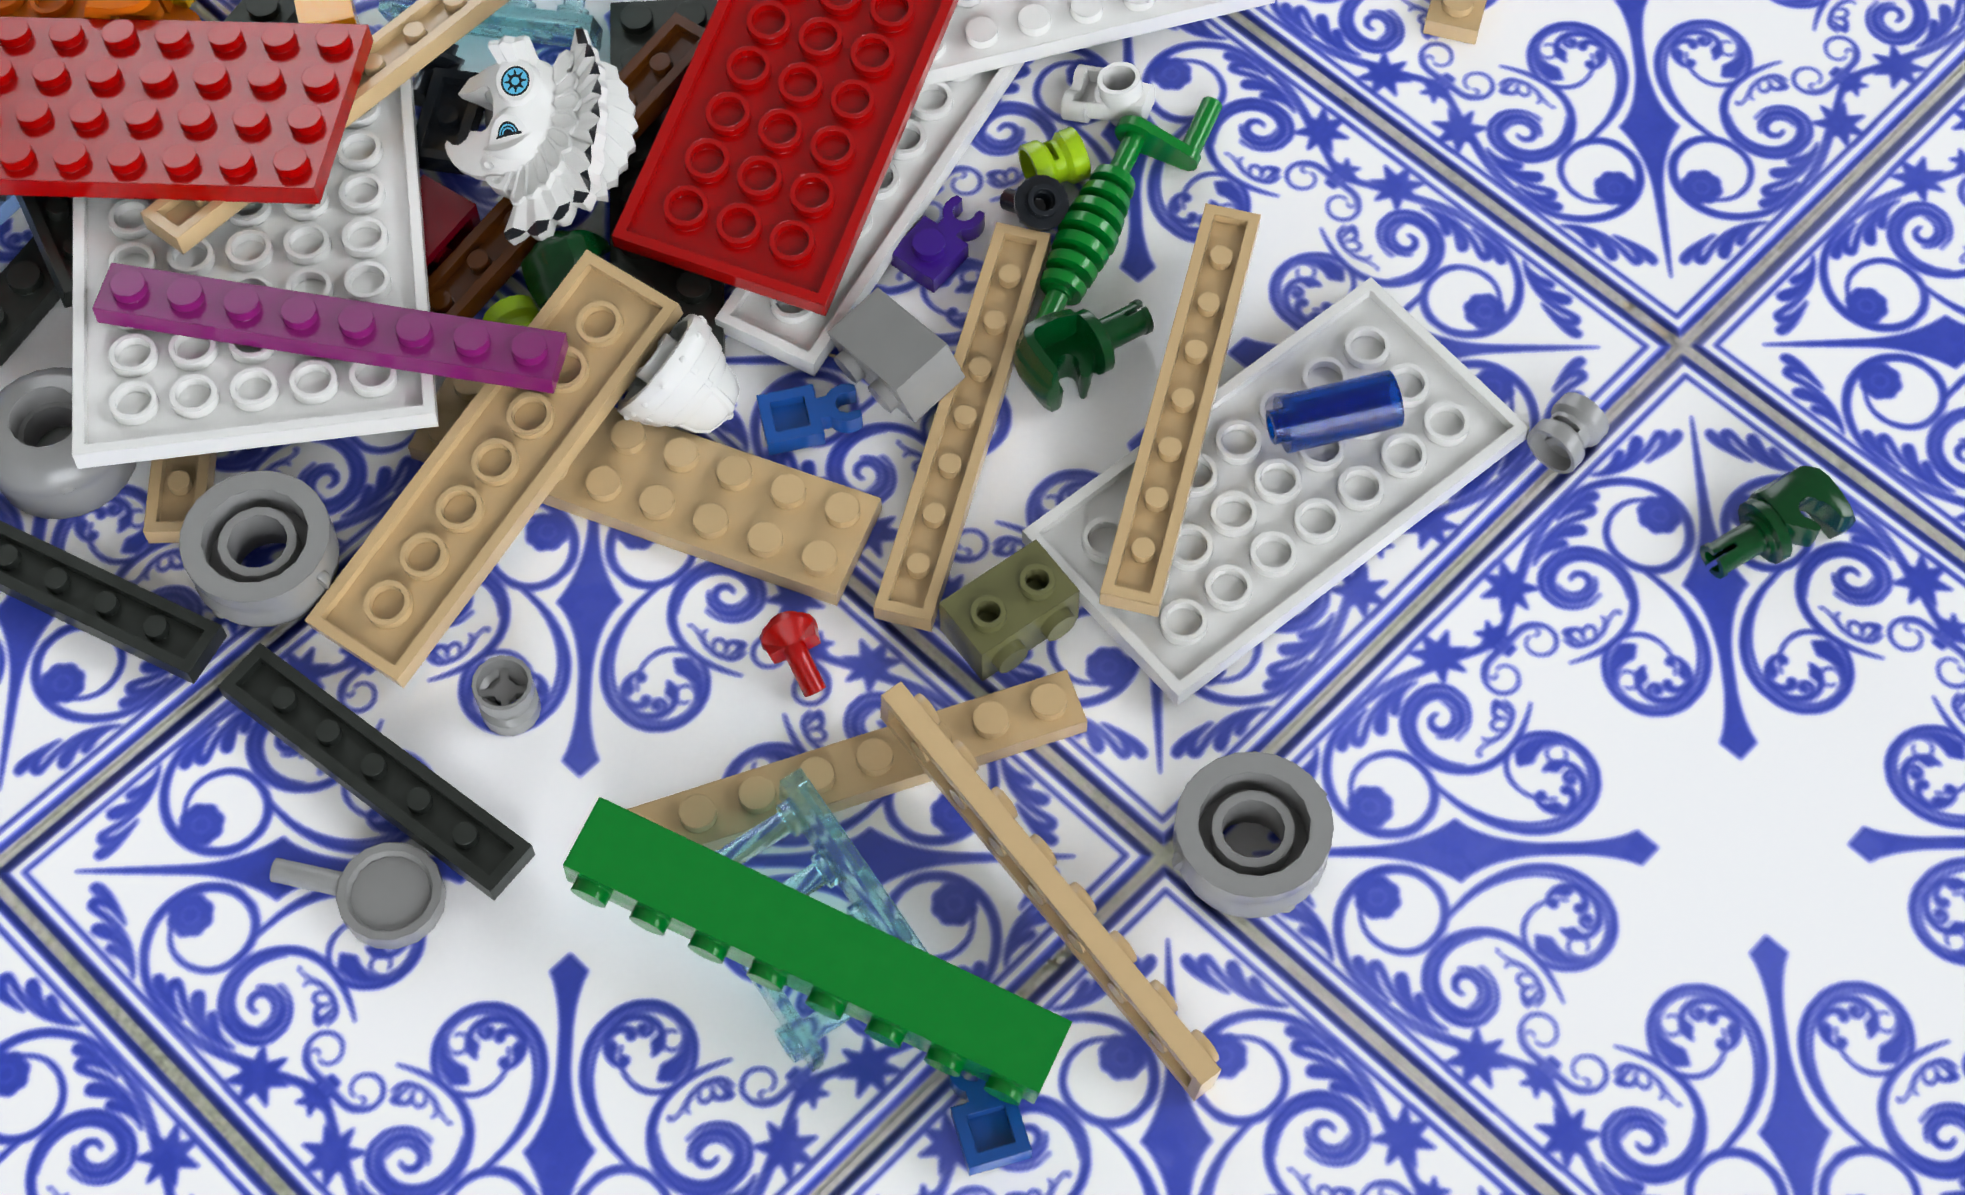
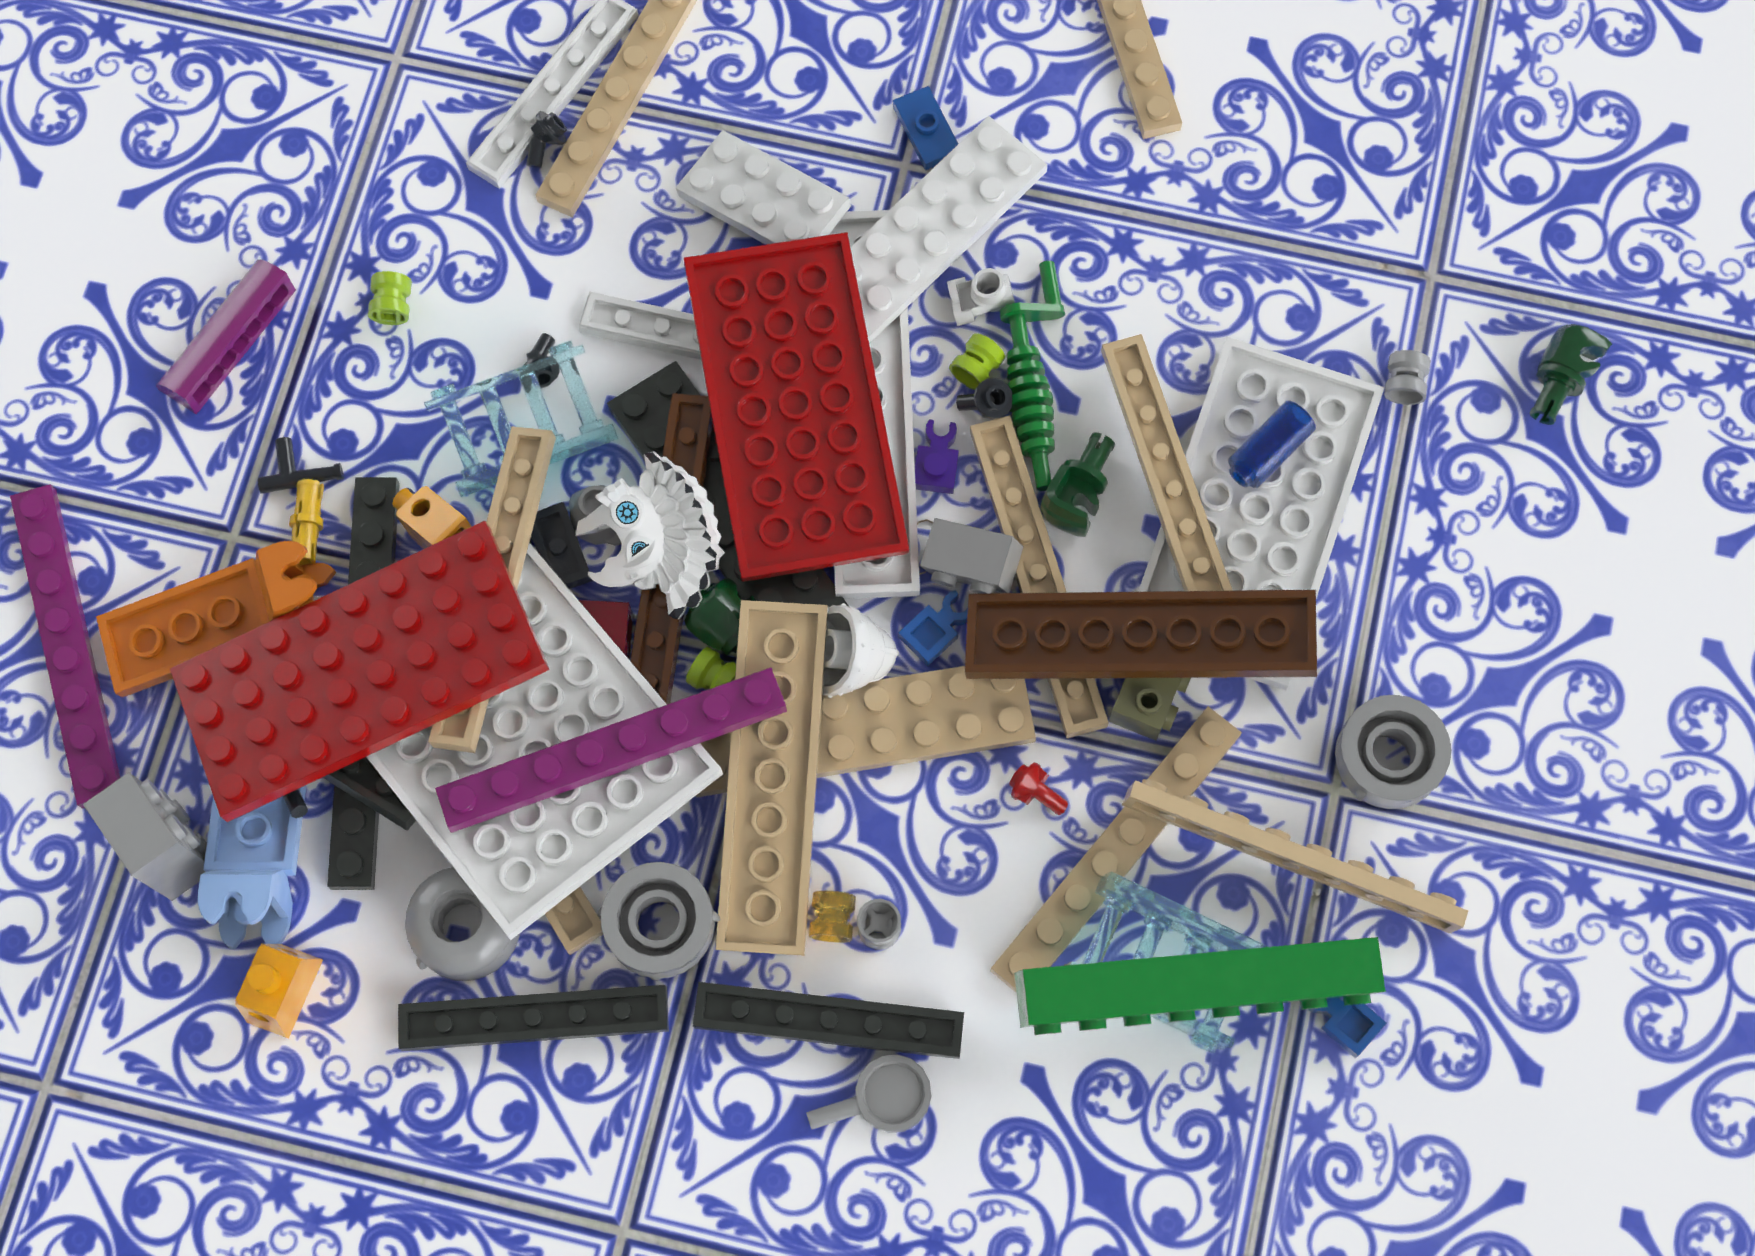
camera: 30 degrees left, 10 degrees up
(459, 657) = (833, 911): none -> clear yellow wheel
(1031, 532) = (1142, 634): none -> reddish brown plate

